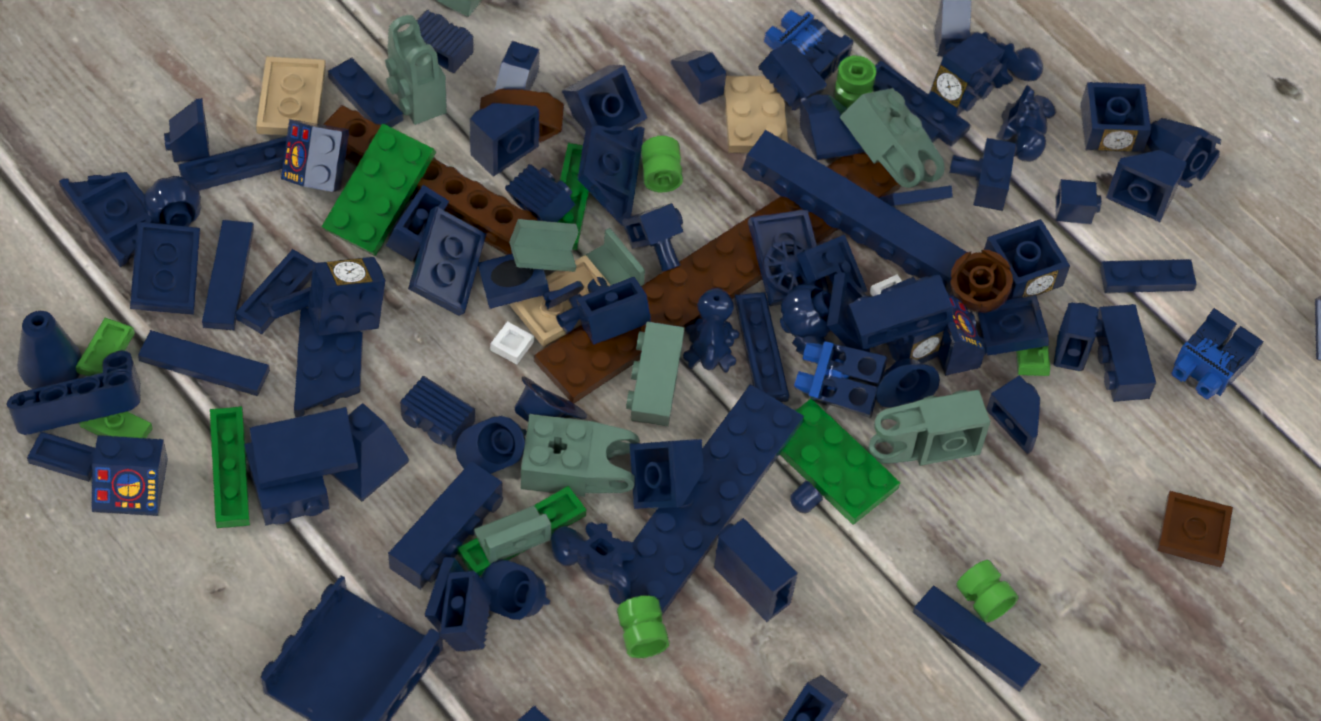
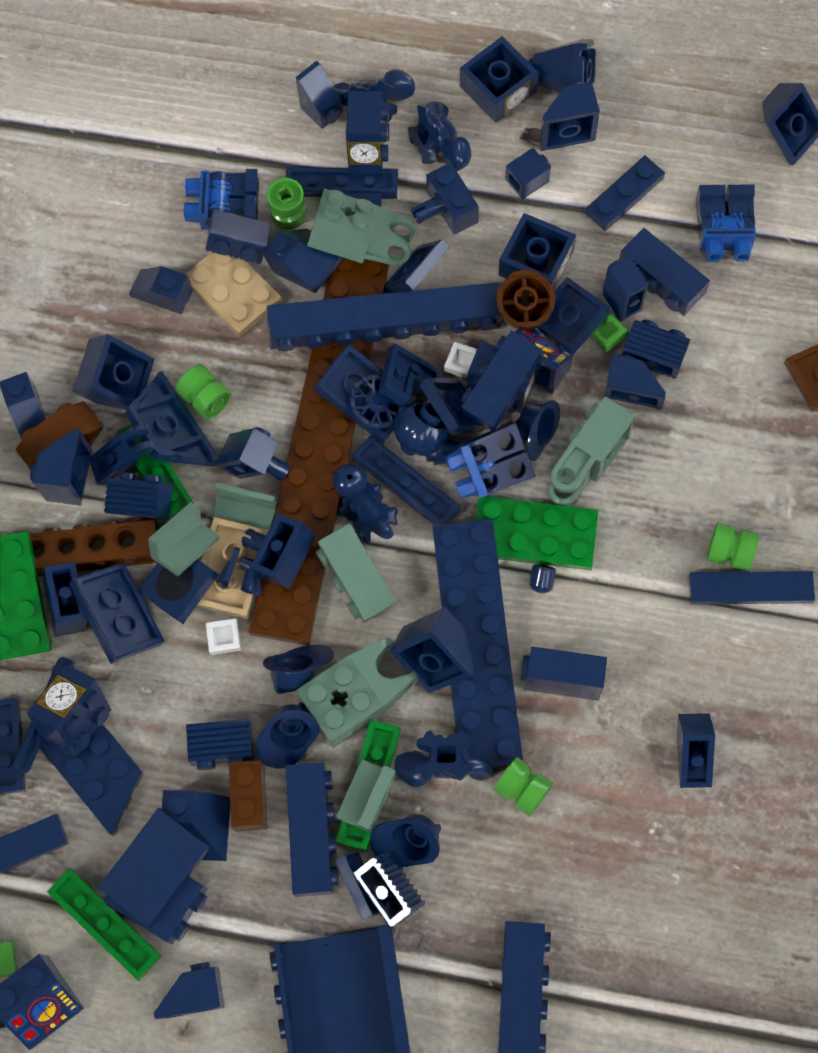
camera: 30 degrees left, 15 degrees up
(245, 565) = (193, 993): none -> dark blue slope
(422, 464) = (248, 796): none -> reddish brown brick
(559, 154) = (120, 454): none -> dark blue hinge
(1064, 402) = (656, 347): none -> dark blue brick

